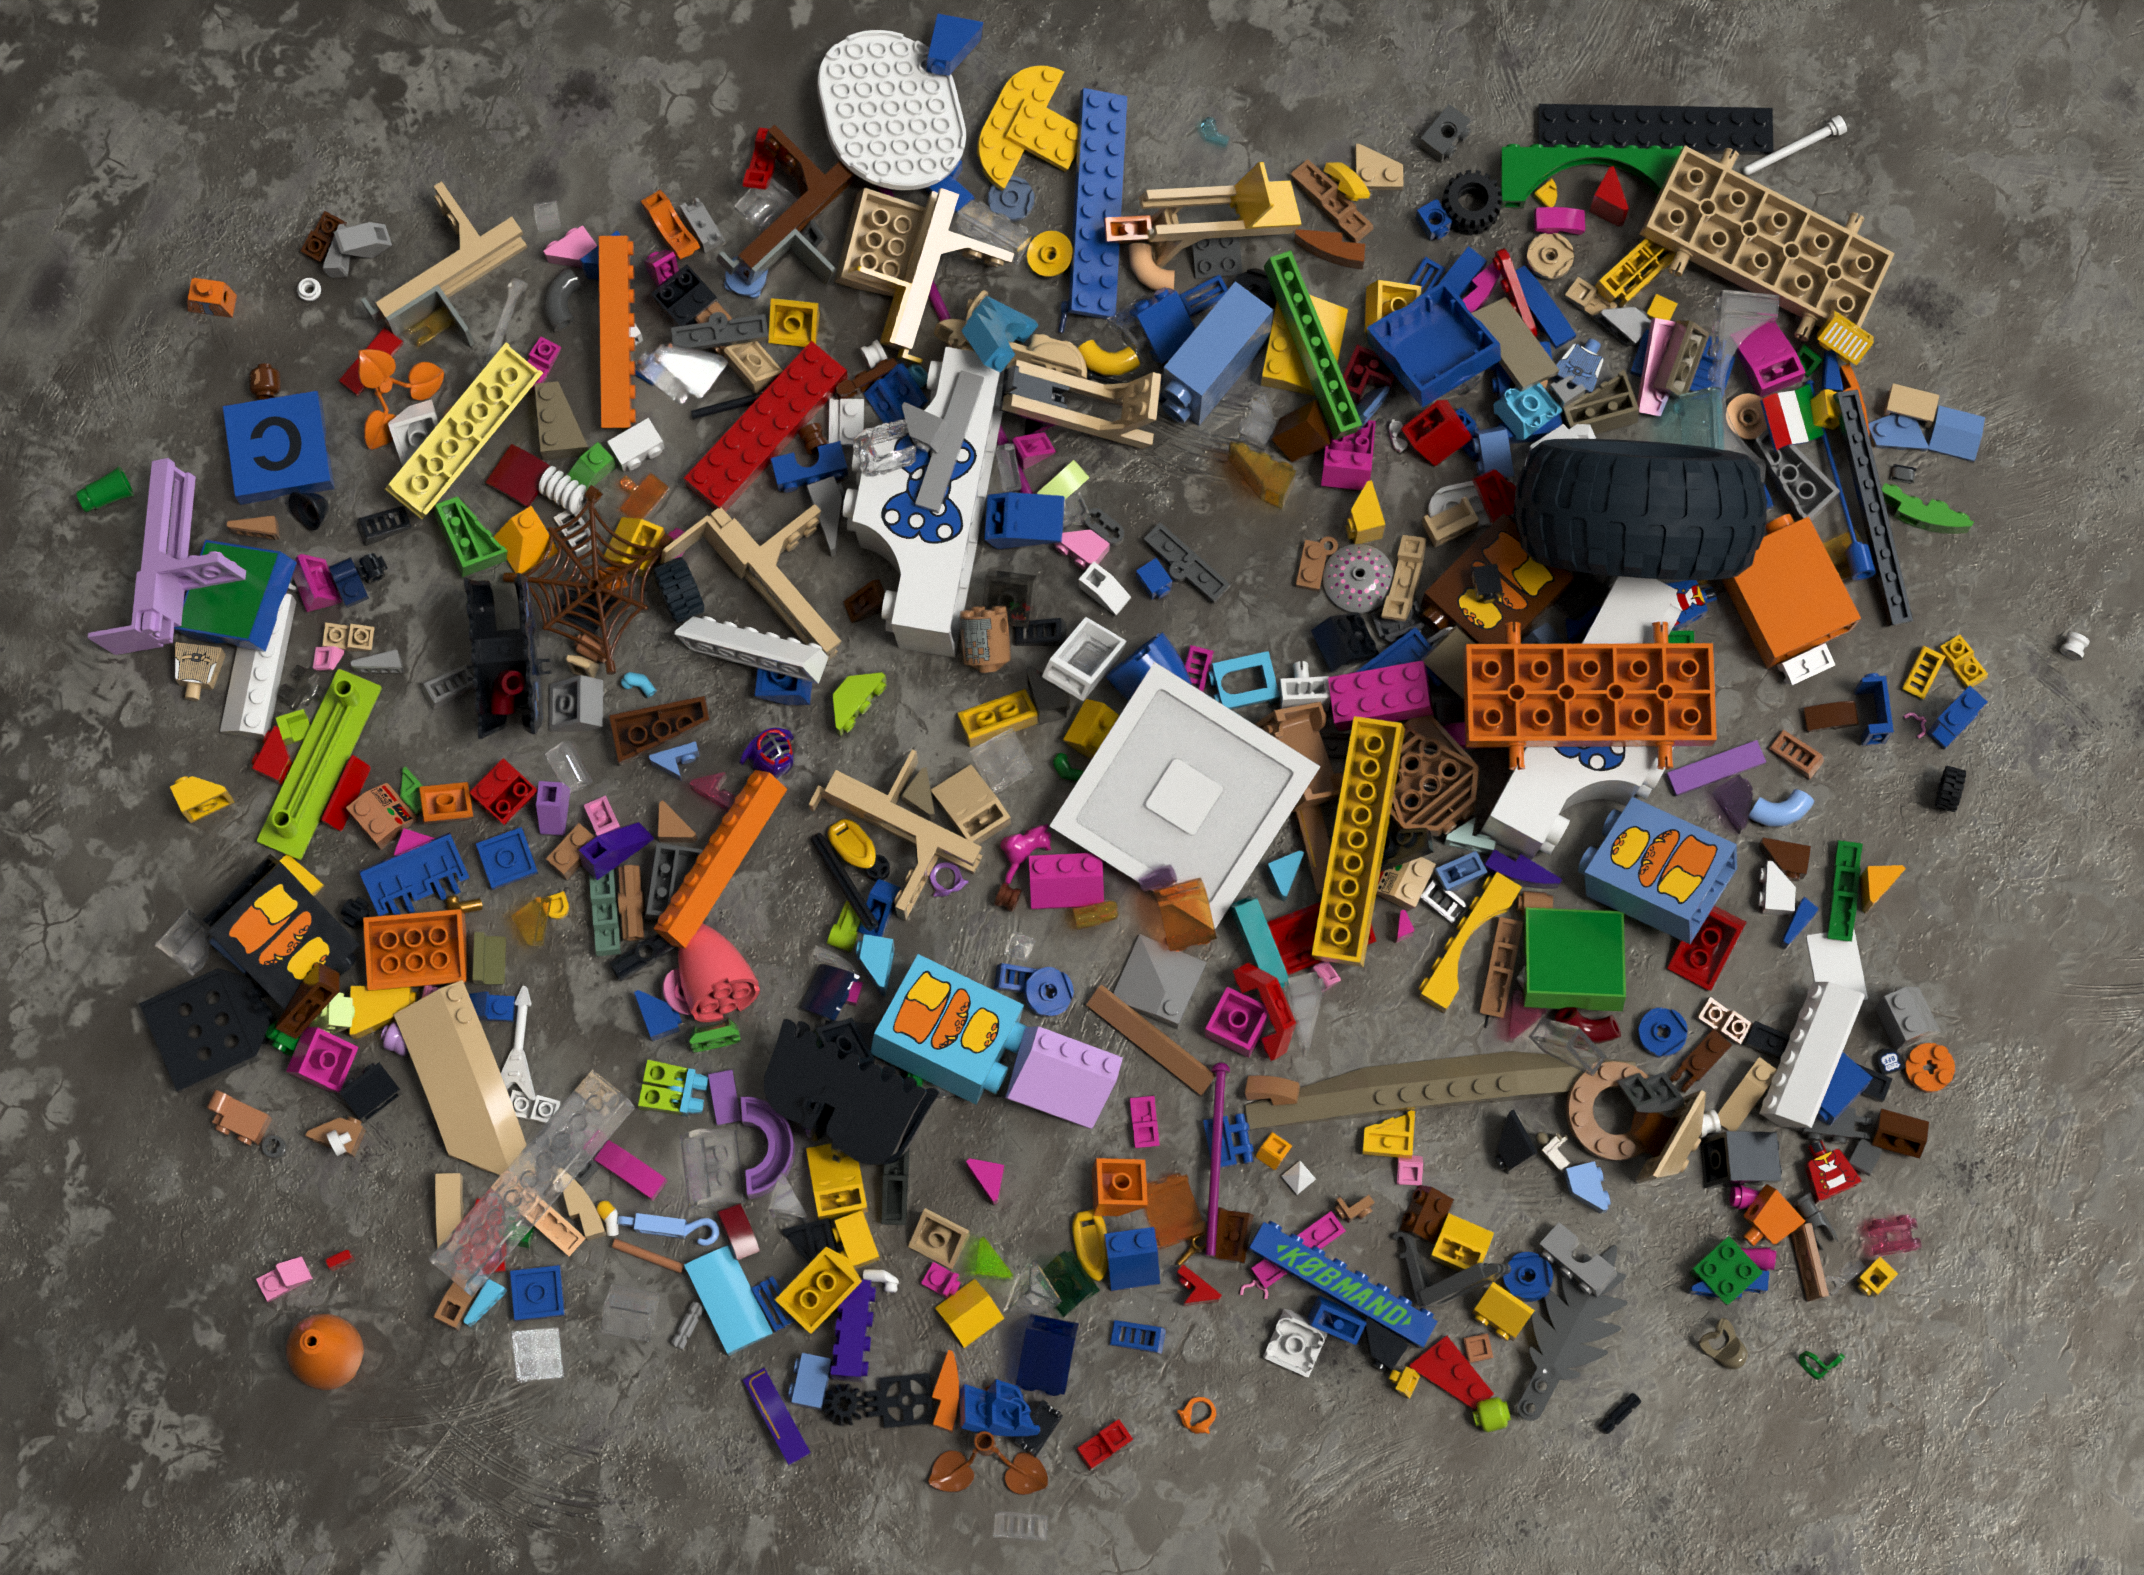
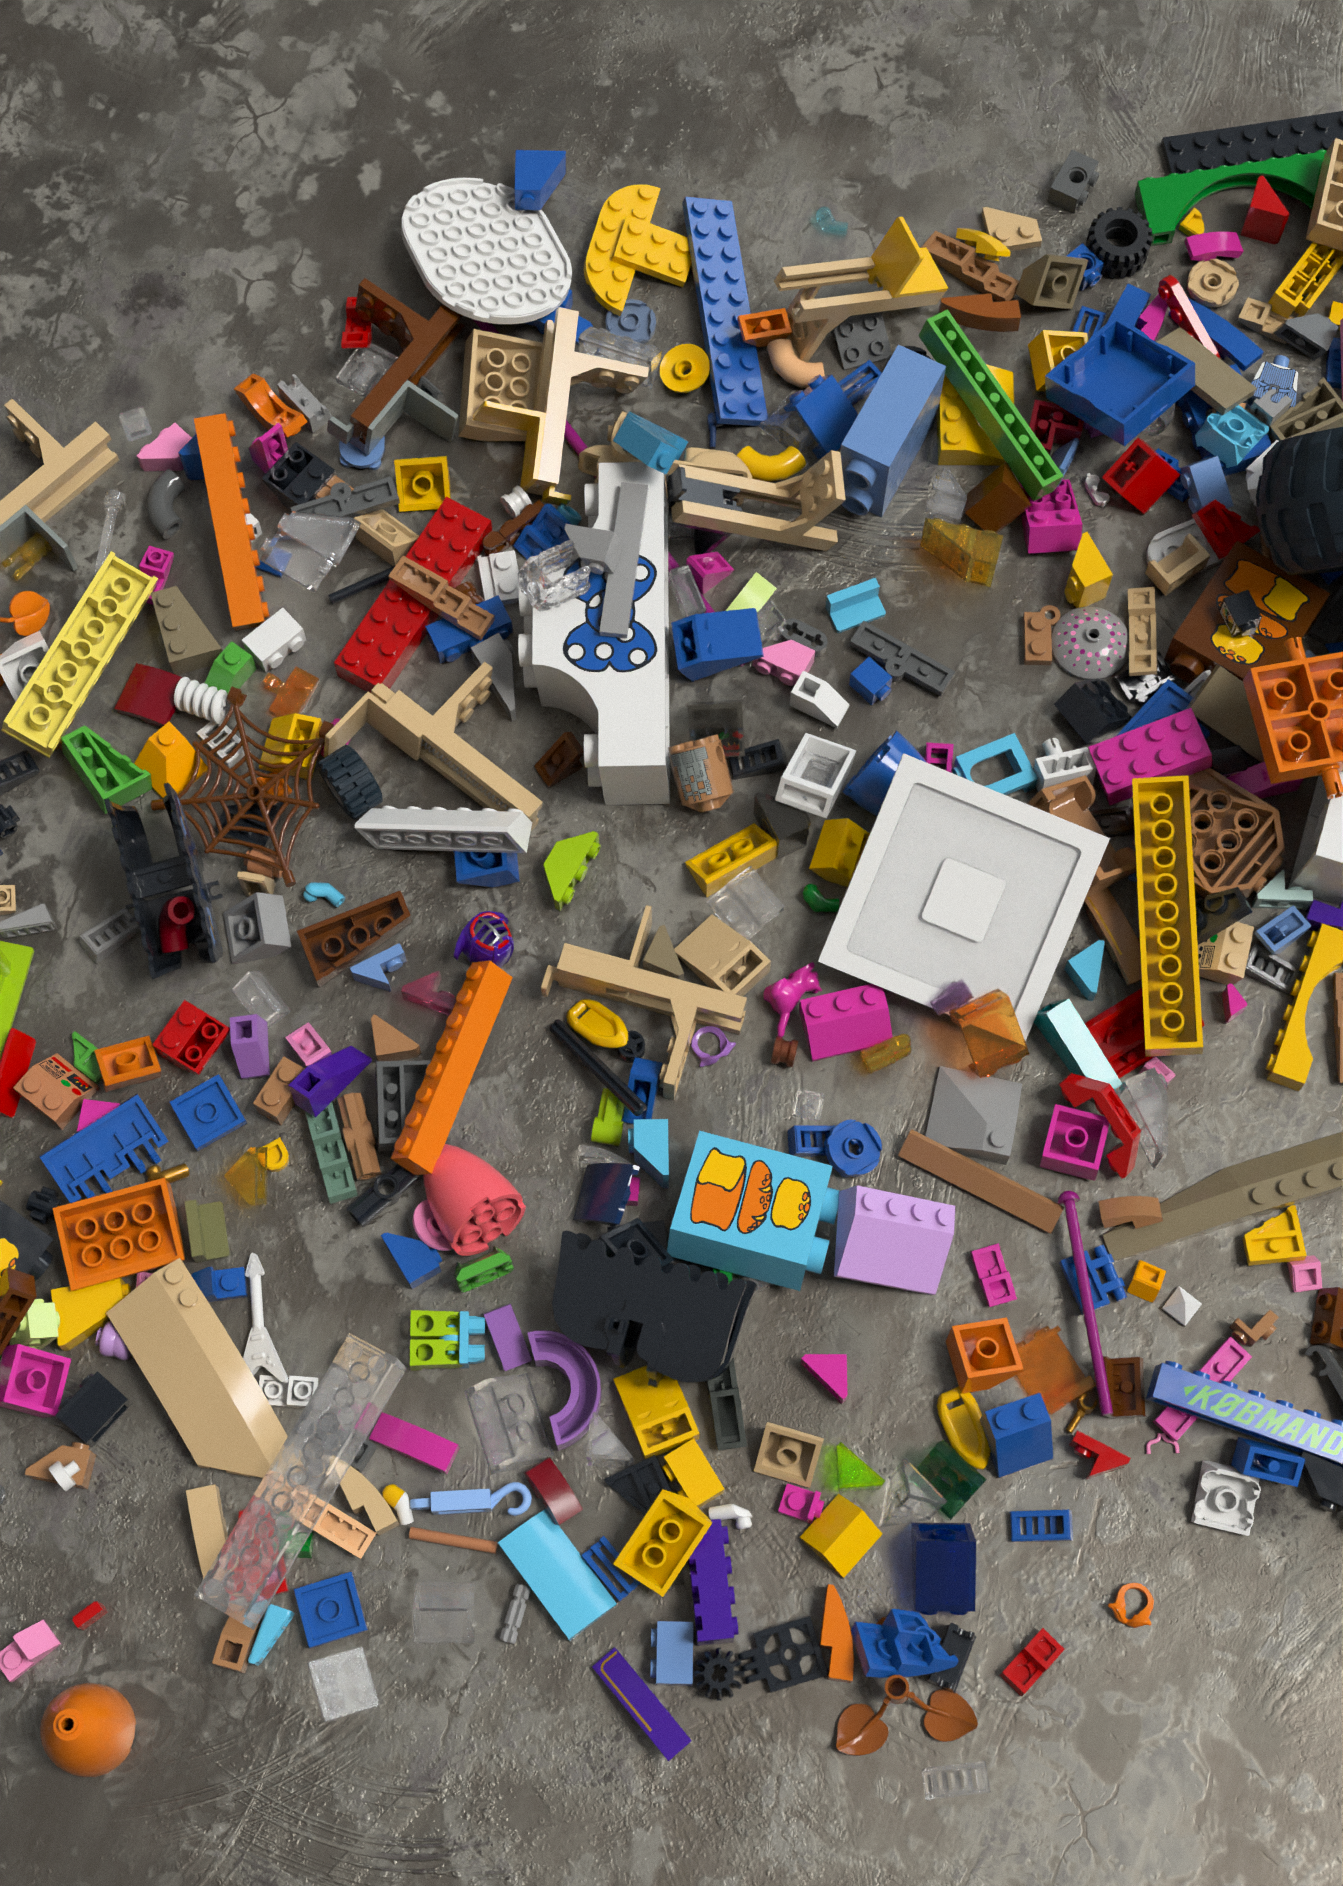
camera: 10 degrees left, 5 degrees down
(788, 436) = (441, 598): none -> medium nougat slope
(1156, 506) = (854, 605): none -> medium azure panel
(1400, 232) = (1052, 281): none -> dark tan slope

